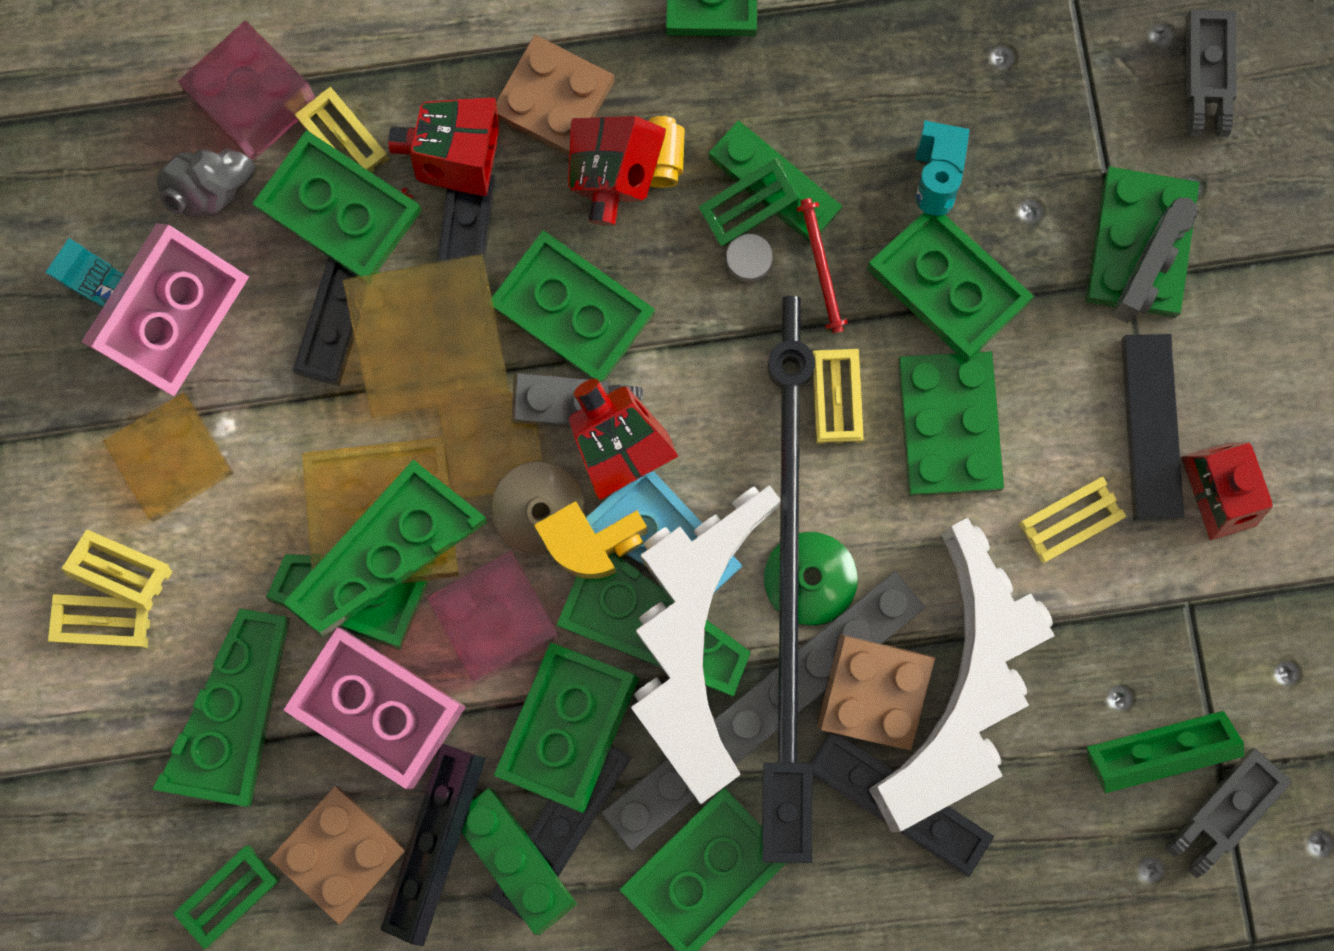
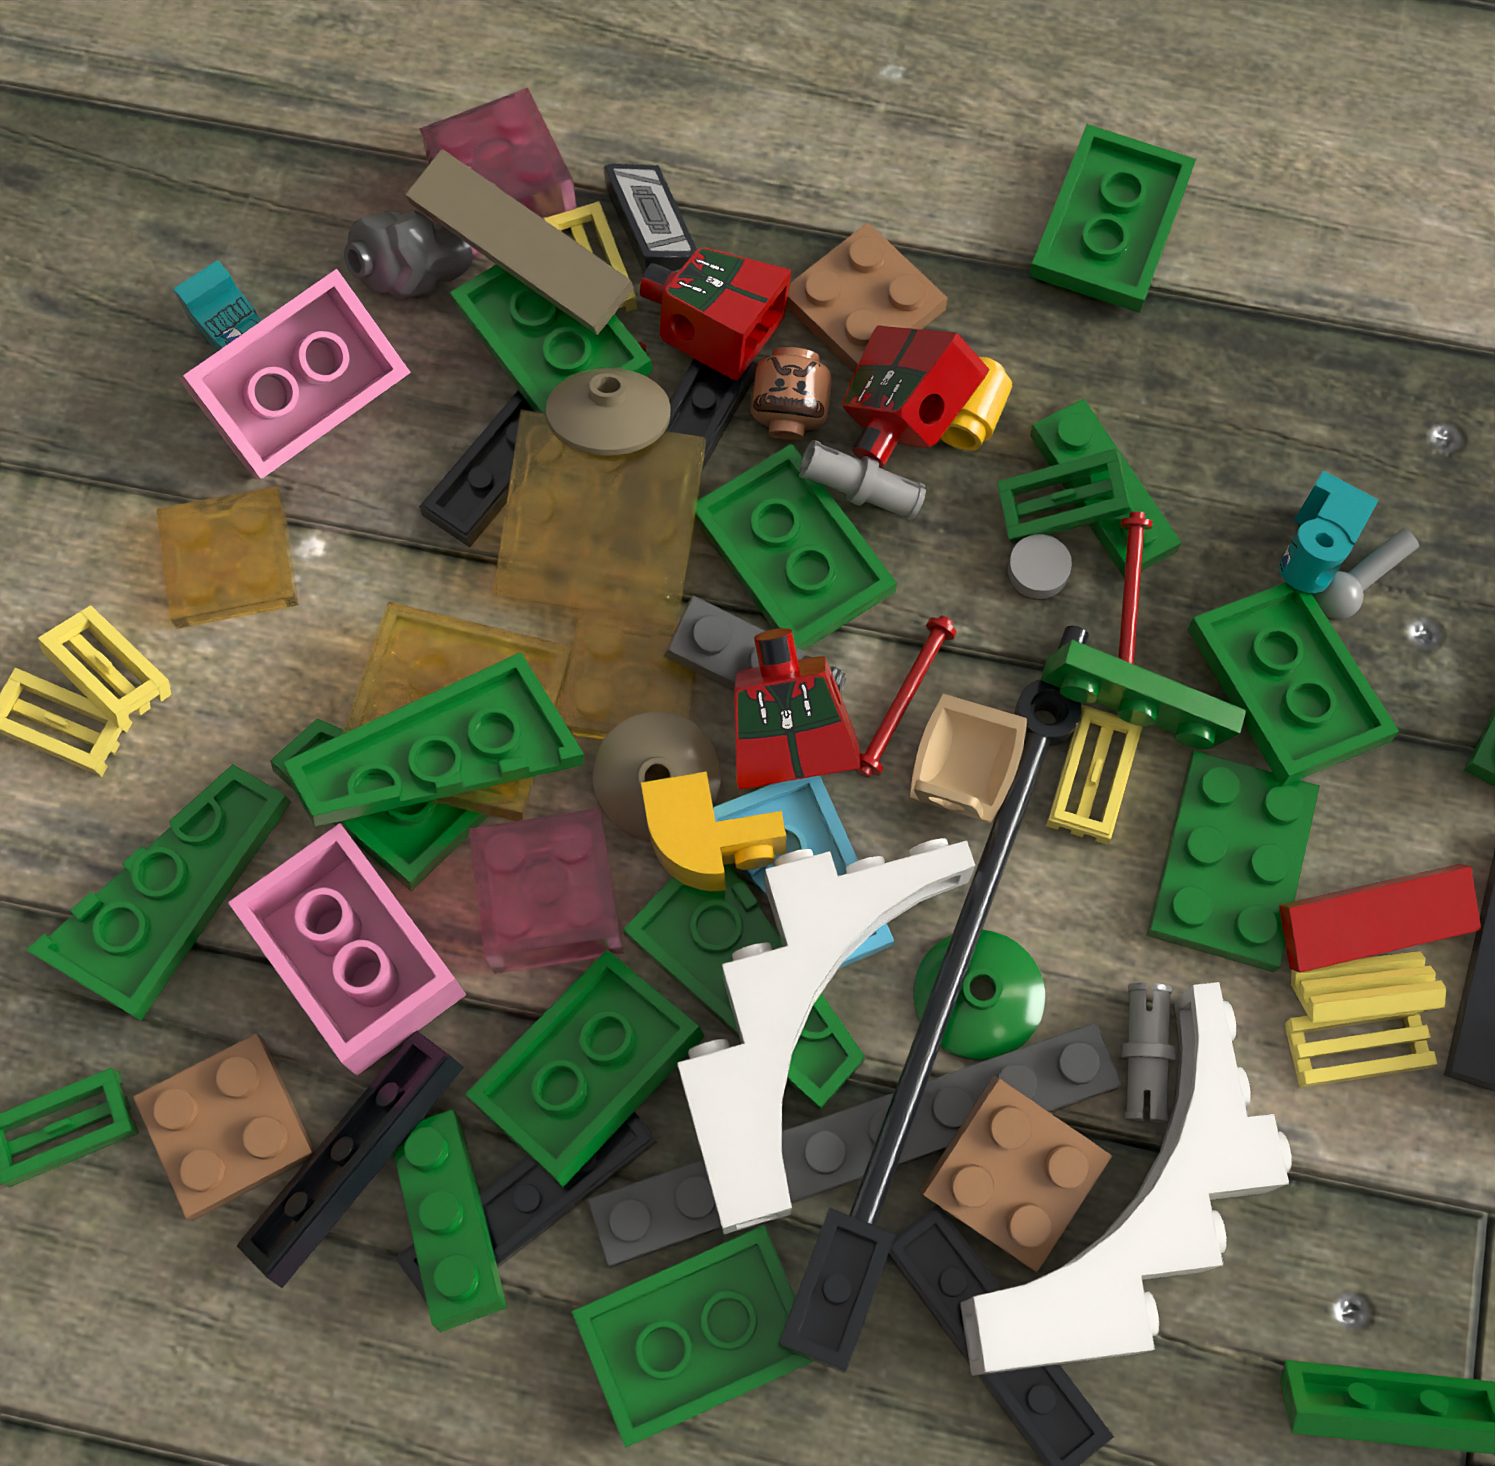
camera: 20 degrees right, 10 degrees down
(289, 148) = (520, 241): none -> dark tan tile
(373, 85) = (649, 215): none -> slope
(410, 271) = (608, 411): none -> dark tan dish
(528, 190) = (791, 393): none -> nougat head
(603, 241) = (862, 480): none -> light grey pin
(695, 329) = (940, 629): none -> red axle
(747, 419) = (968, 758): none -> tan piece
(852, 334) = (1142, 696): none -> green plate
(936, 578) = (1148, 1052): none -> light grey pin
(967, 199) = (1346, 590): none -> light grey bar
(1060, 430) = (1380, 917): none -> red tile
(1065, 481) = (1369, 988): none -> light yellow tile

